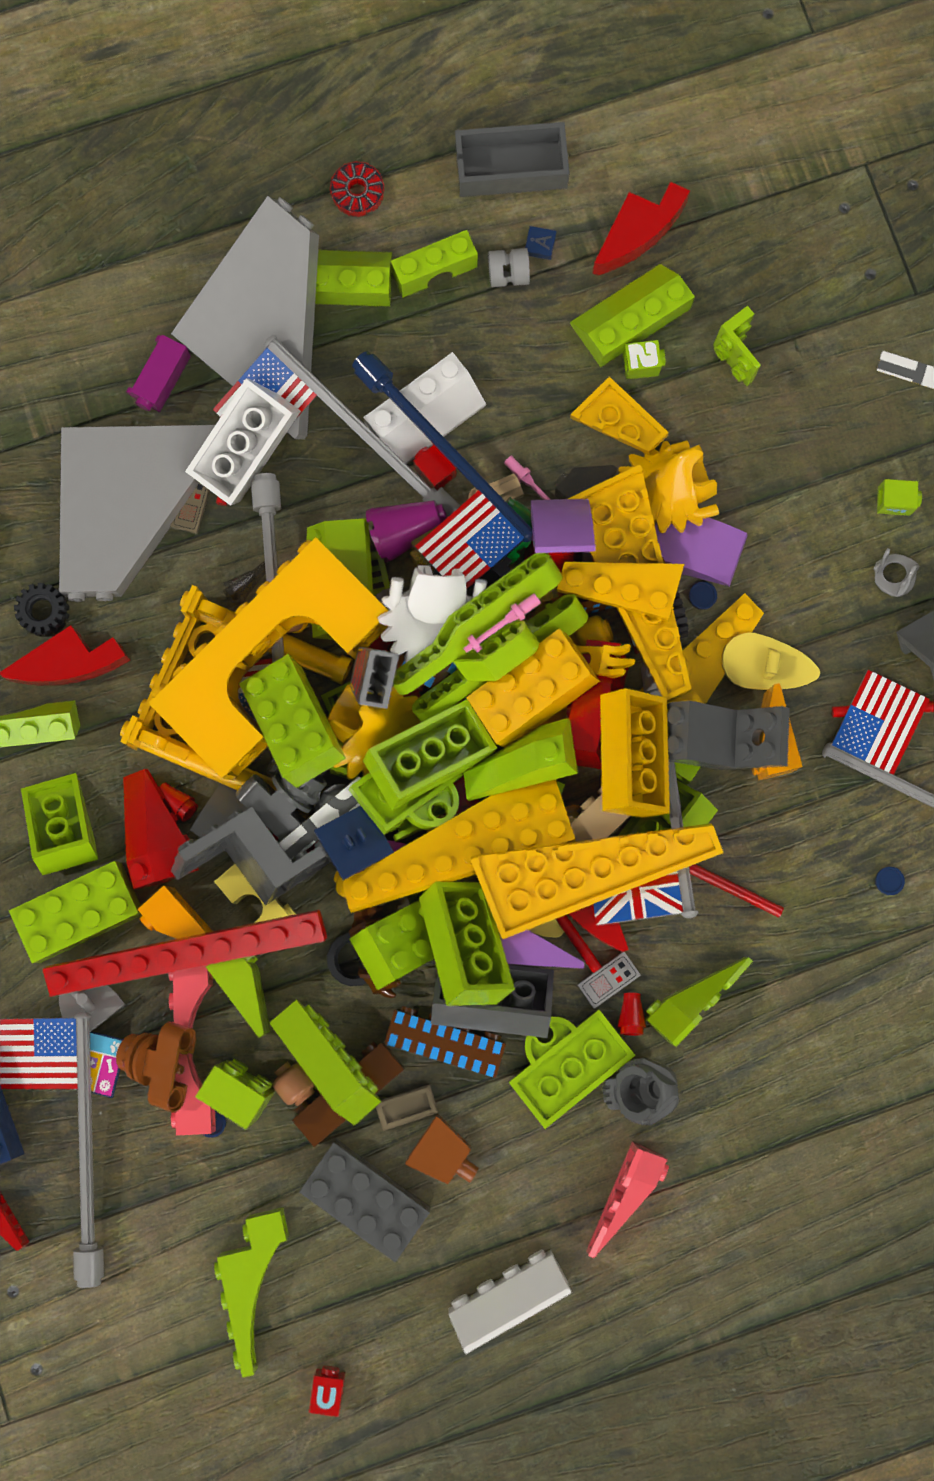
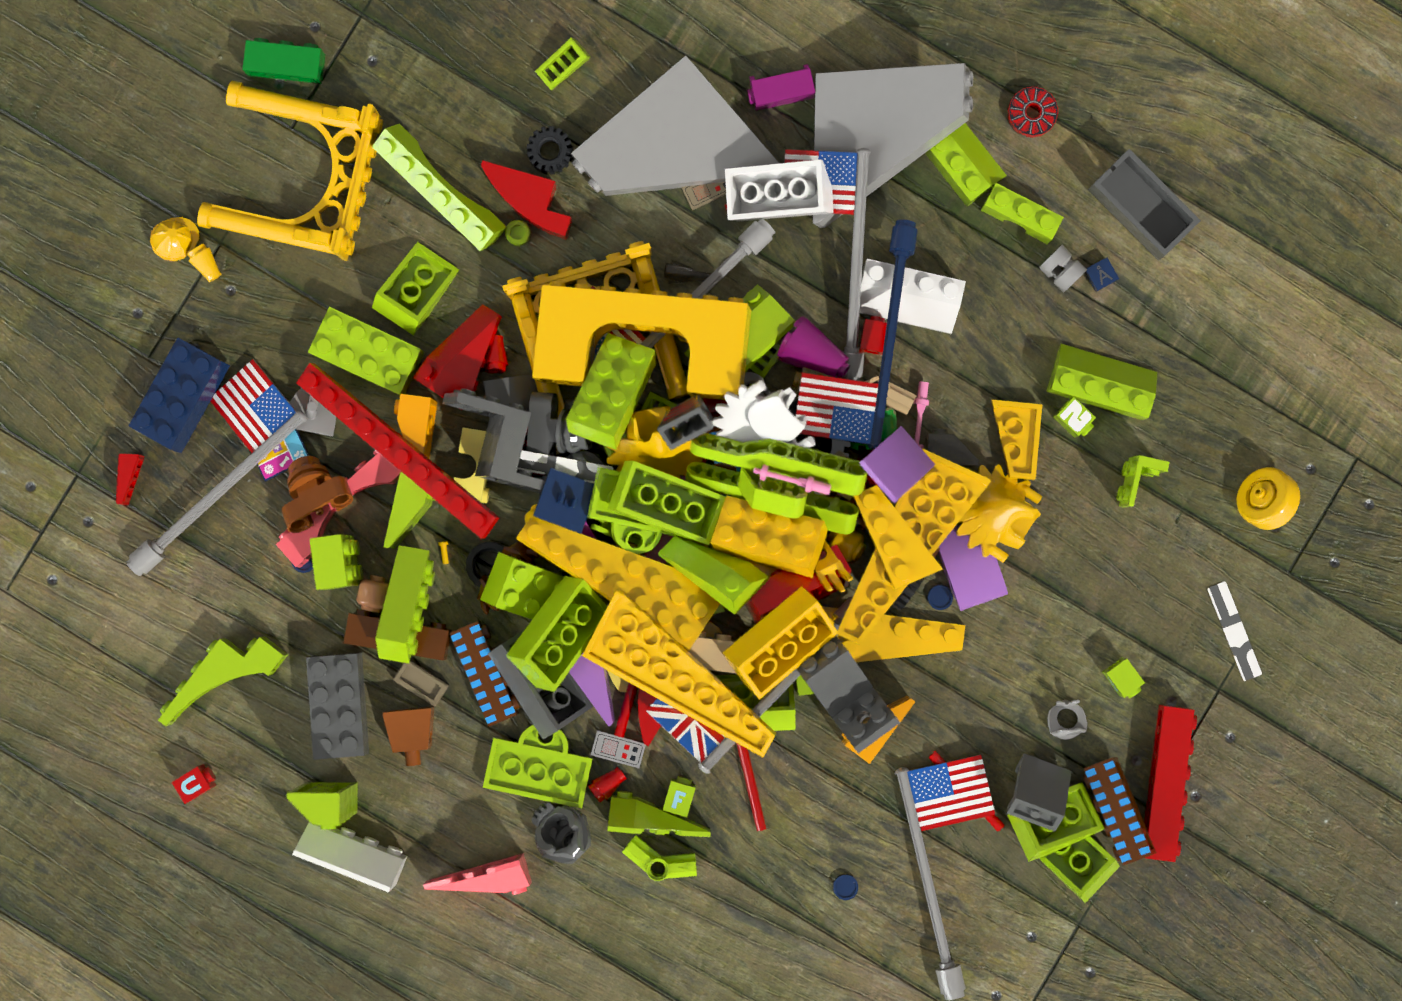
camera: 55 degrees right, 5 degrees up
(88, 696) = (517, 233): none -> lime tile
(313, 993) = (443, 545): none -> yellow piece
(443, 1283) = (326, 802): none -> lime slope
(639, 228) = (1170, 335): red slope -> none
(694, 959) = (679, 796): none -> lime brick
(724, 1033) = (675, 865): none -> lime piece
(761, 662) = (927, 680): light yellow shield -> none
(842, 257) = (1268, 498): none -> yellow wheel

